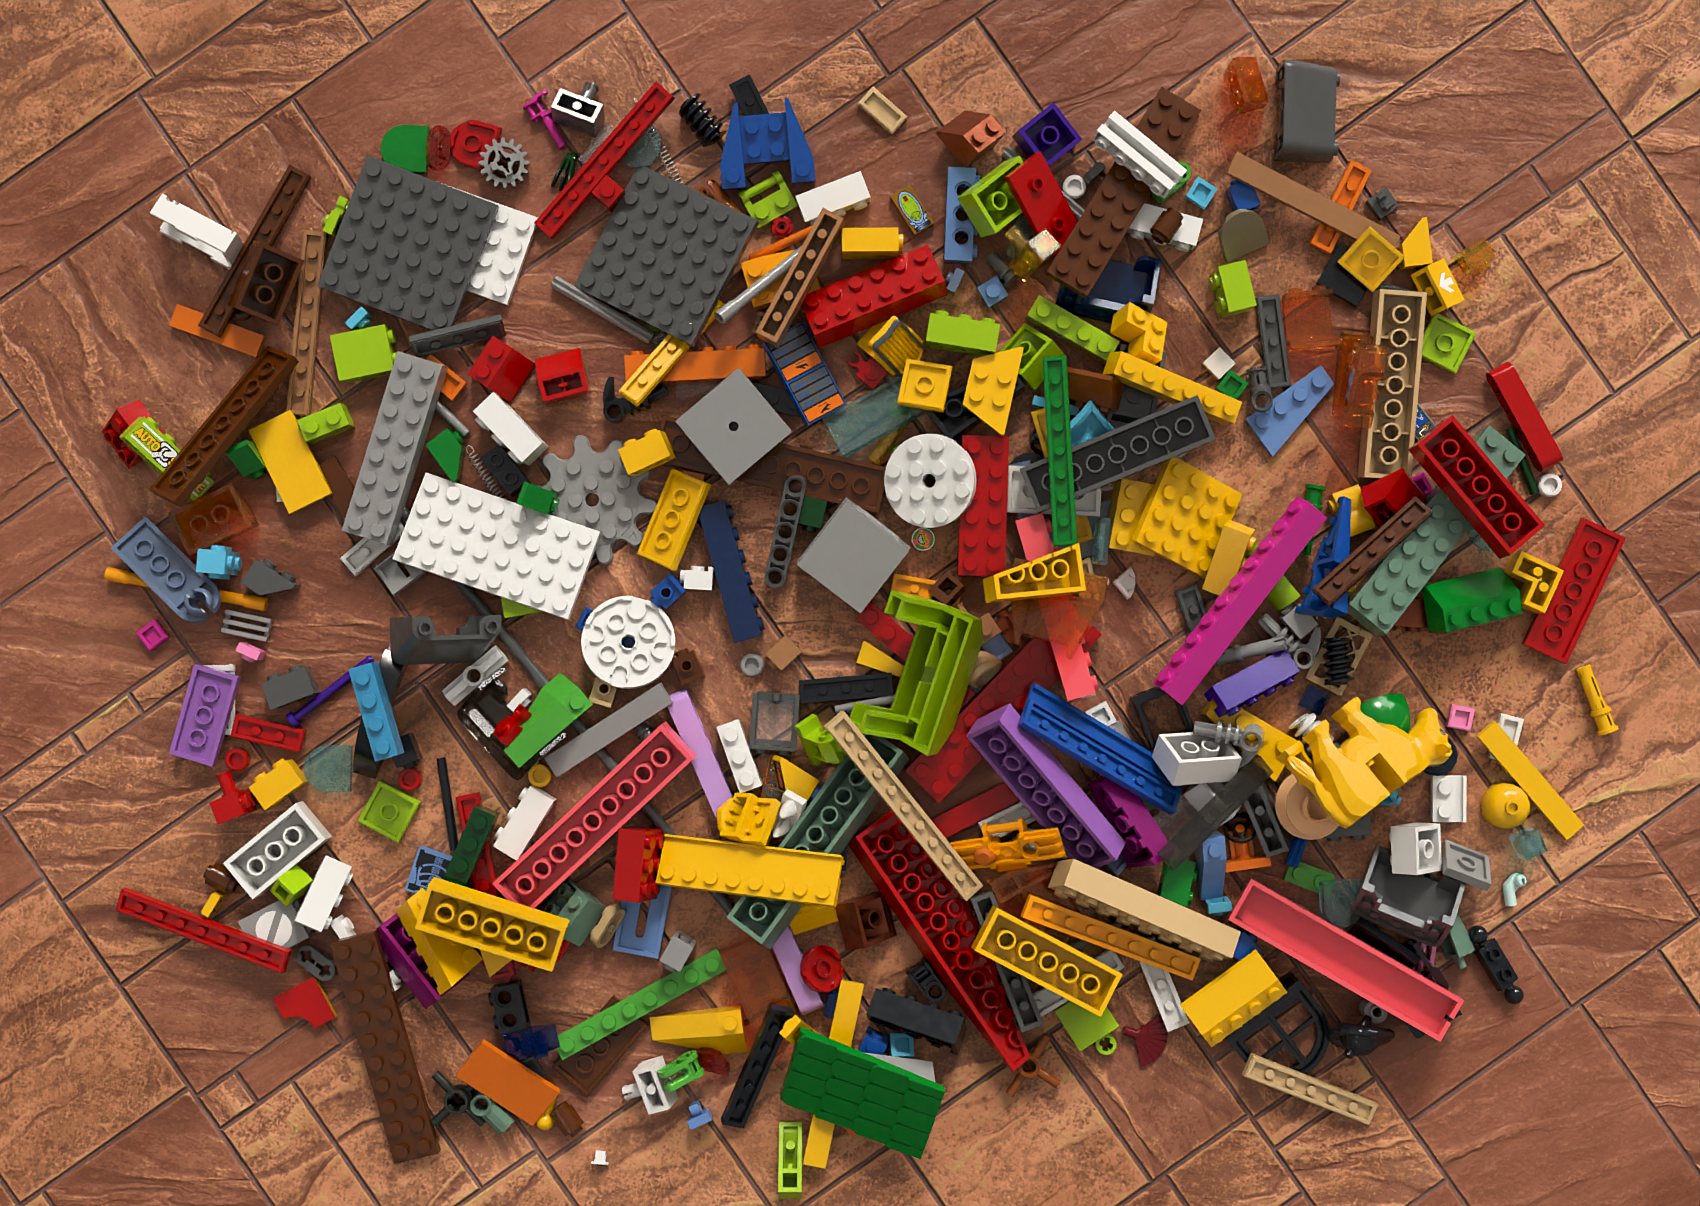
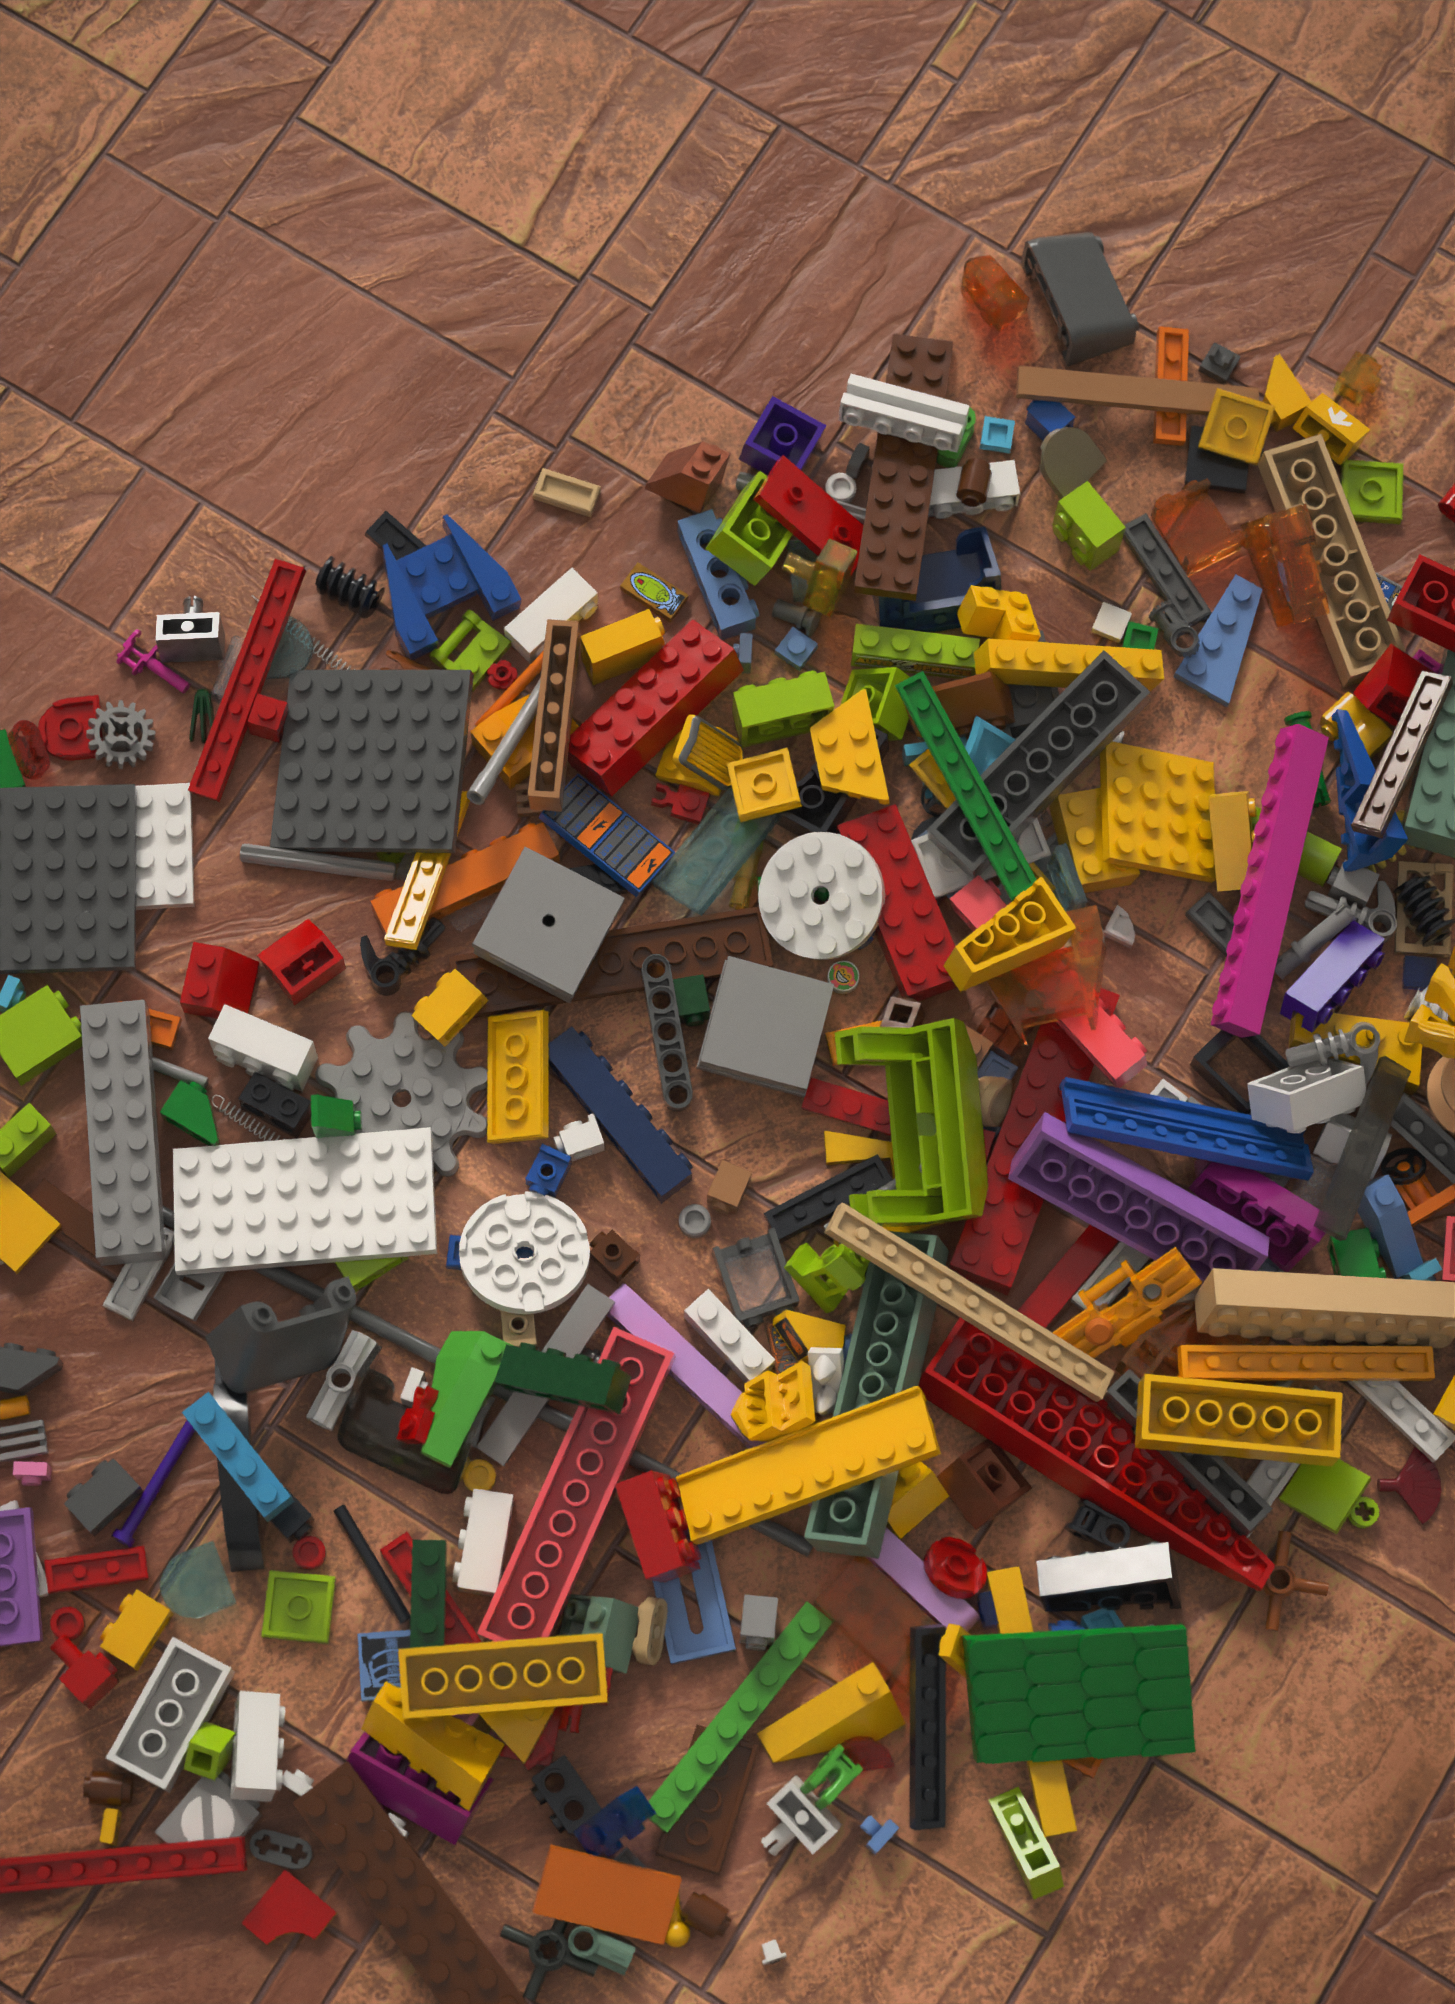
camera: 30 degrees left, 15 degrees down
(457, 335) = (146, 962): dark grey tile -> none
(613, 745) = (563, 1378): none -> dark green brick

